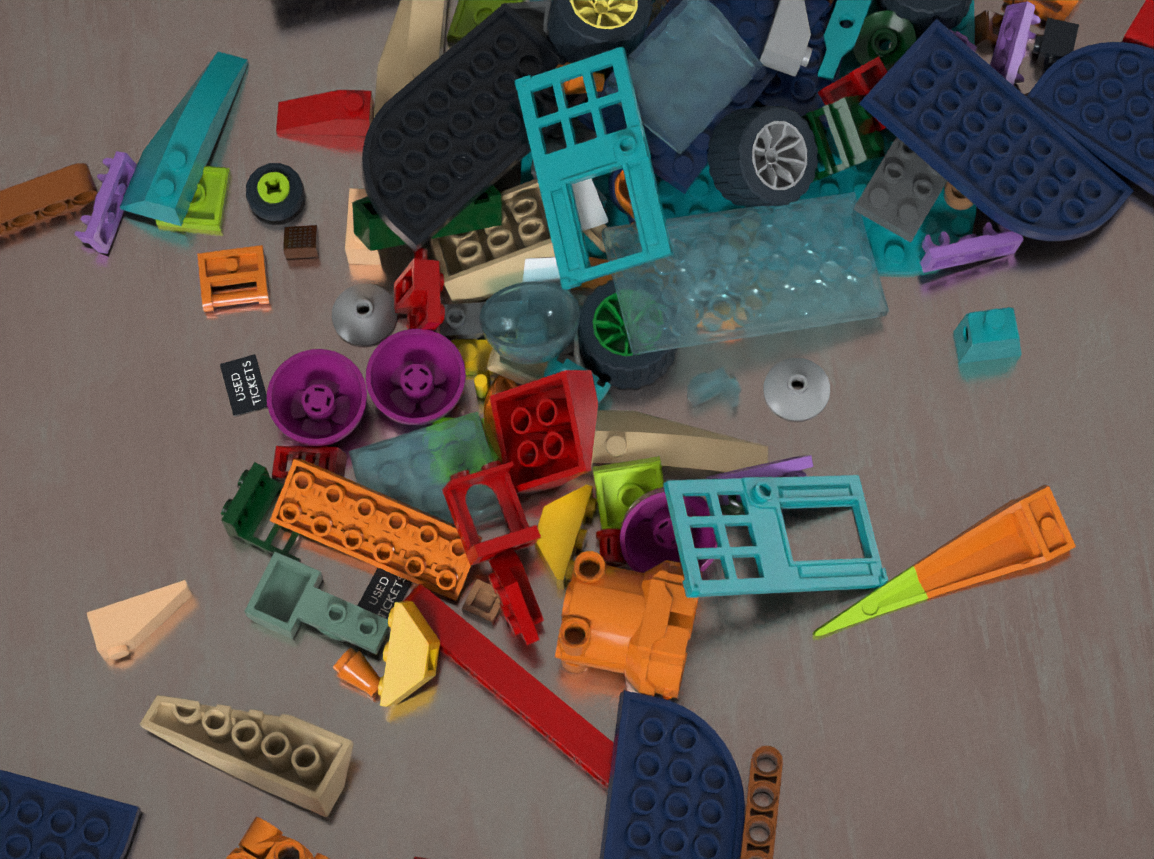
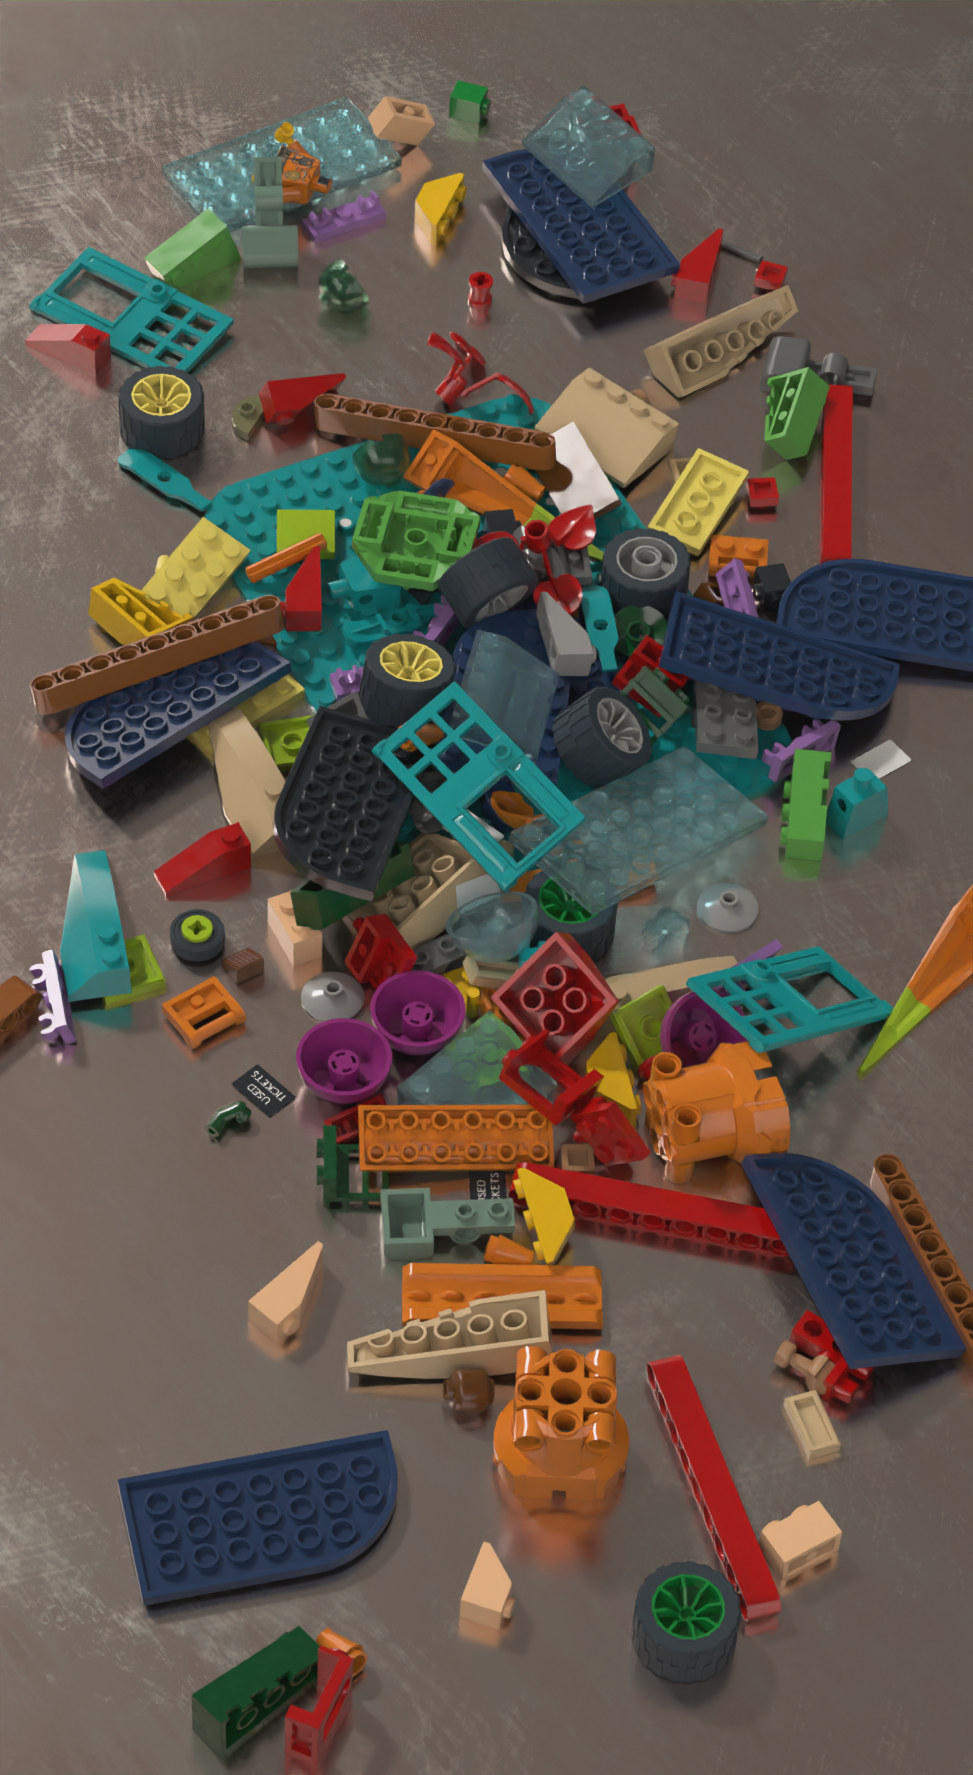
camera: 35 degrees left, 20 degrees down
(192, 396) = (226, 1113): none -> dark green arm
(235, 802) = (469, 1390): none -> reddish brown head
(384, 740) = (571, 1290): none -> orange plate
(934, 316) = (806, 805): none -> bright green wedge
(1051, 290) = (882, 759): none -> white sticker

